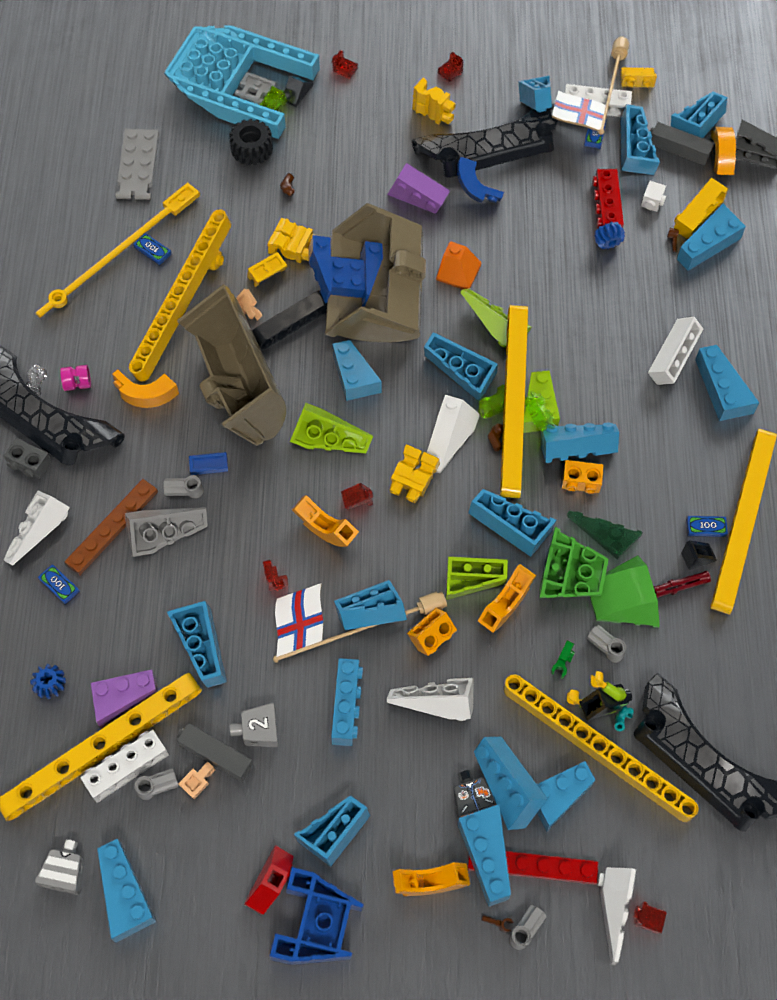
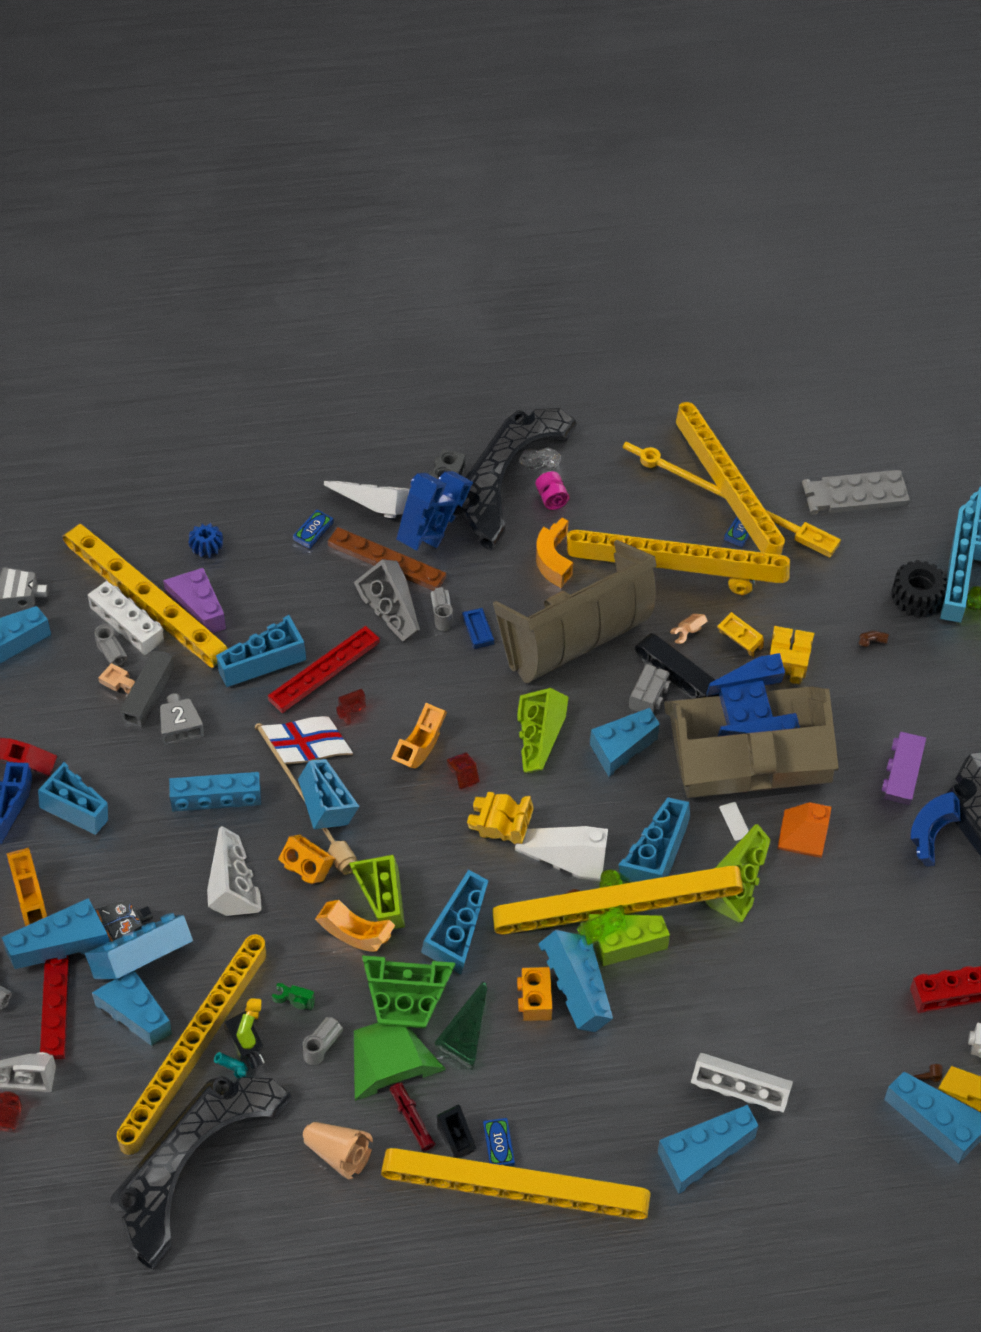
camera: 80 degrees right, 10 degrees down
(85, 466) = (431, 507): none -> blue wedge
(106, 242) = (729, 480): none -> yellow beam
(227, 594) = (323, 669): none -> red plate
(306, 344) = (649, 689): none -> light grey brick
(439, 313) = (734, 820): none -> white sticker
(609, 235) = (900, 989): blue gear -> none
(708, 641) = (339, 1146): none -> light nougat cone

